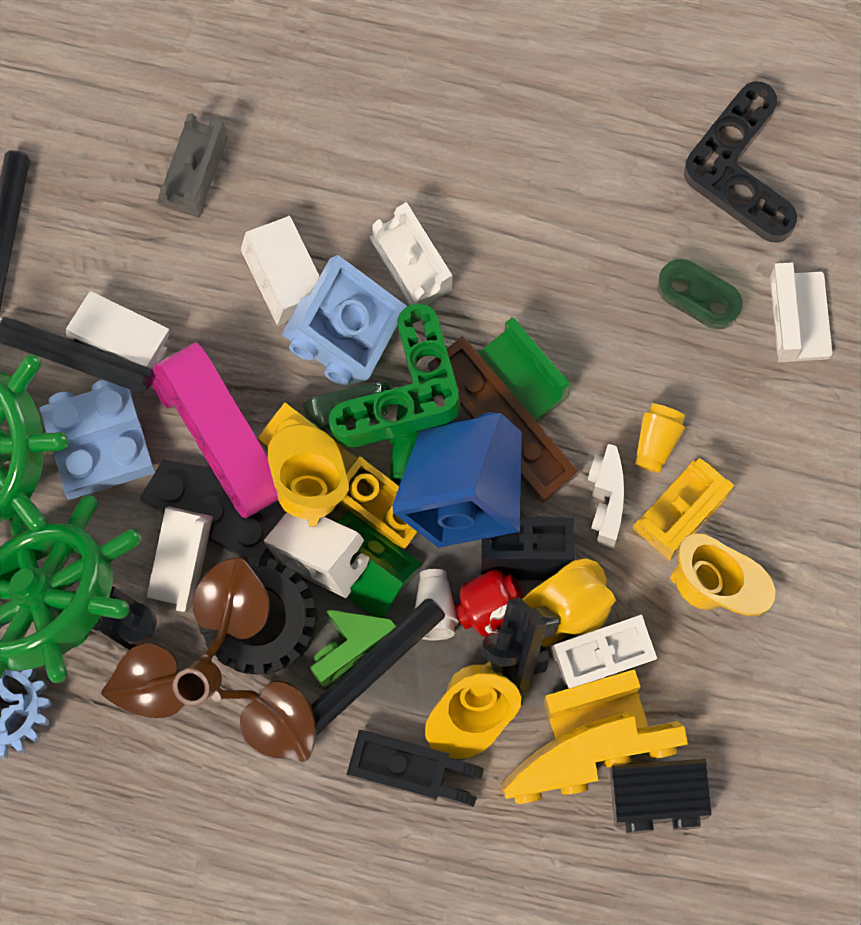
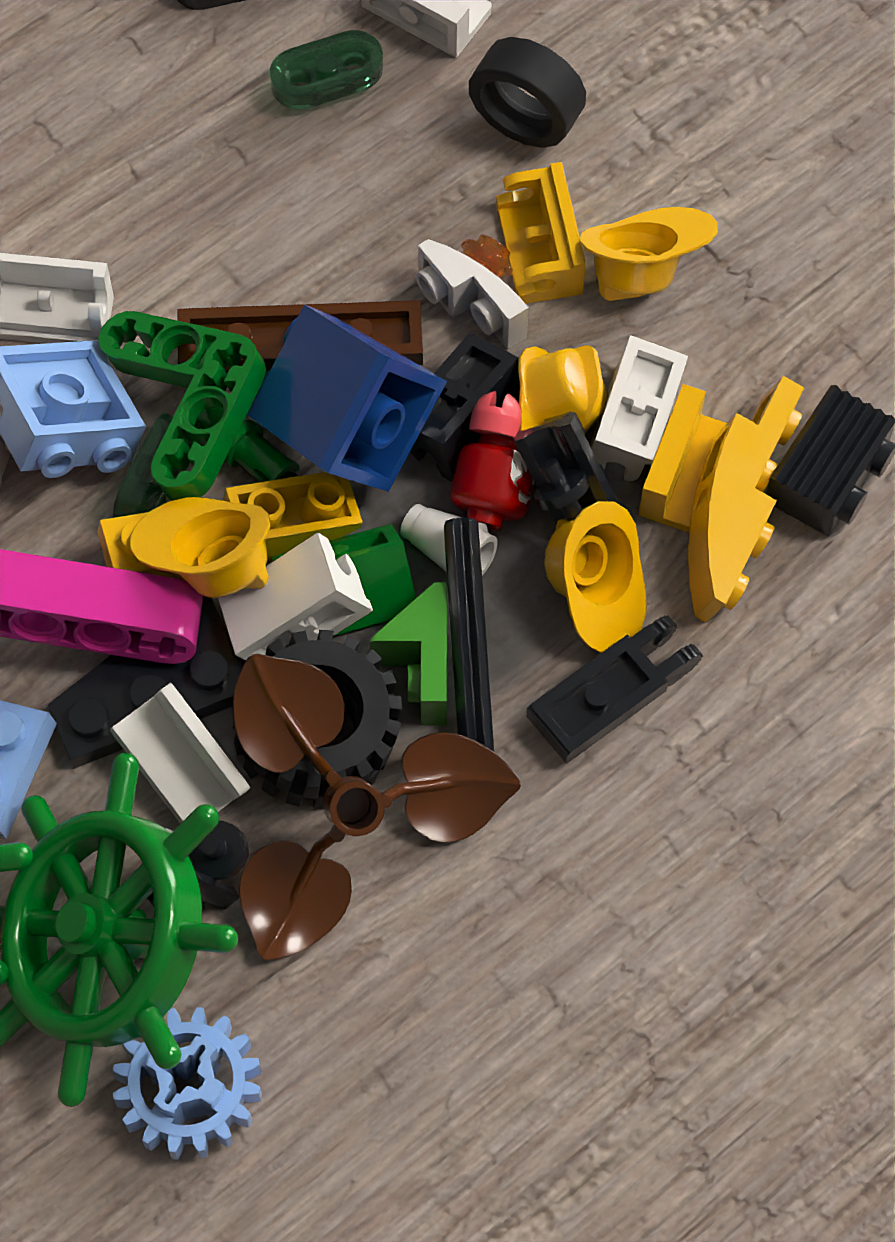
camera: 55 degrees left, 10 degrees down
(520, 576) = (494, 420): none -> coral hinge
(526, 370) = (266, 269): green panel -> none
(638, 488) = (489, 254): none -> clear orange plate
(658, 436) = (443, 204): yellow cone -> none
(769, 428) = (543, 74): none -> black tyre

